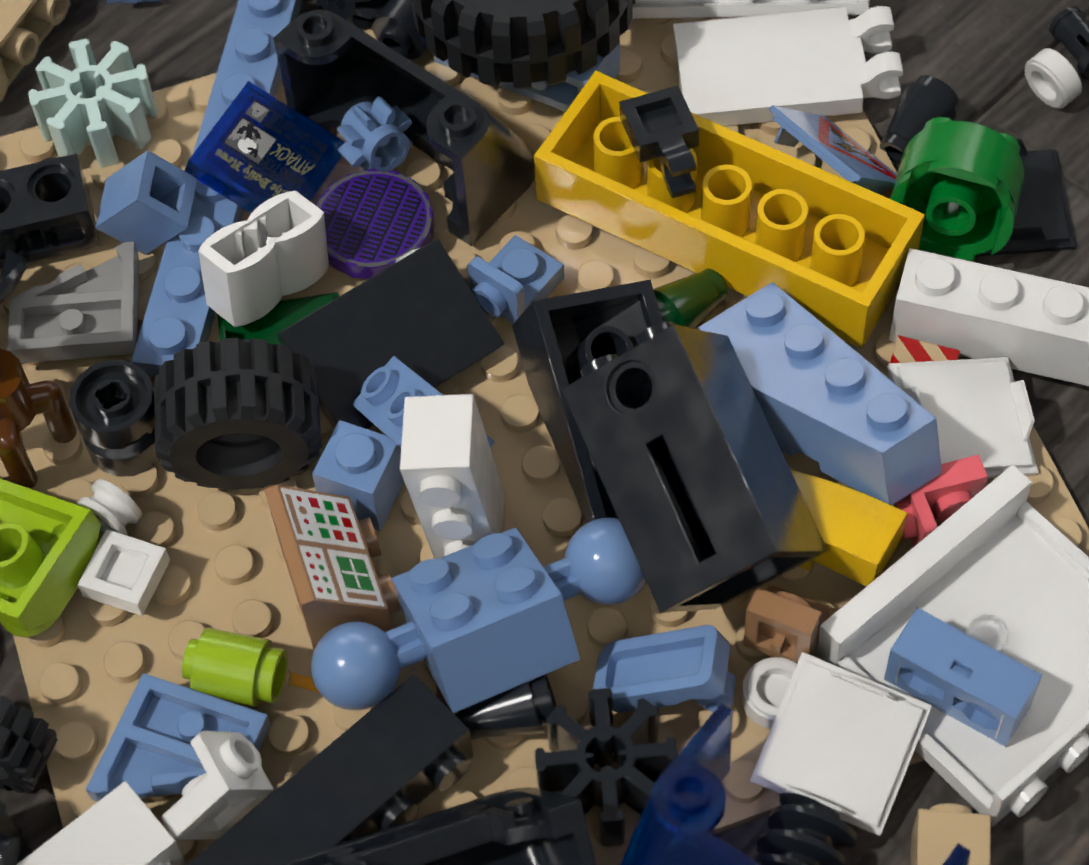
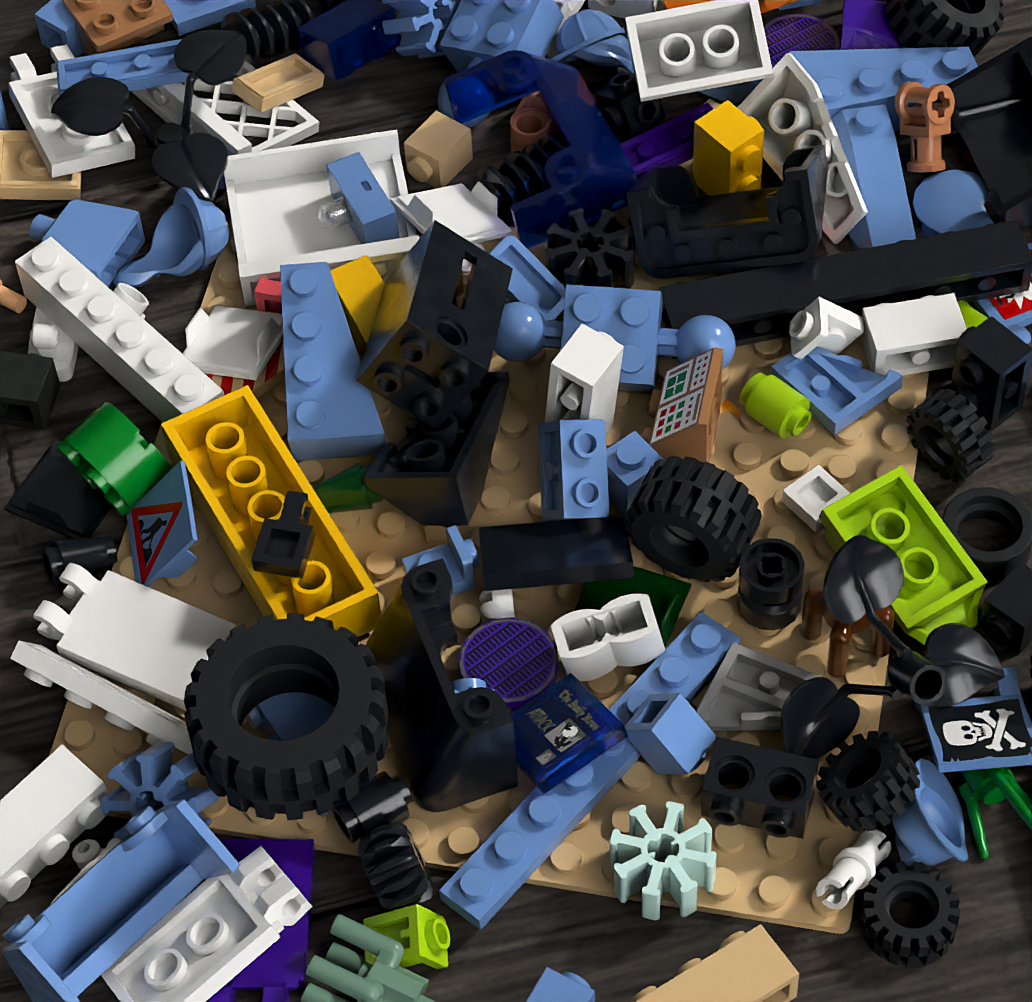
camera: 150 degrees left, 5 degrees down
(111, 507) = (808, 538): white bush -> none

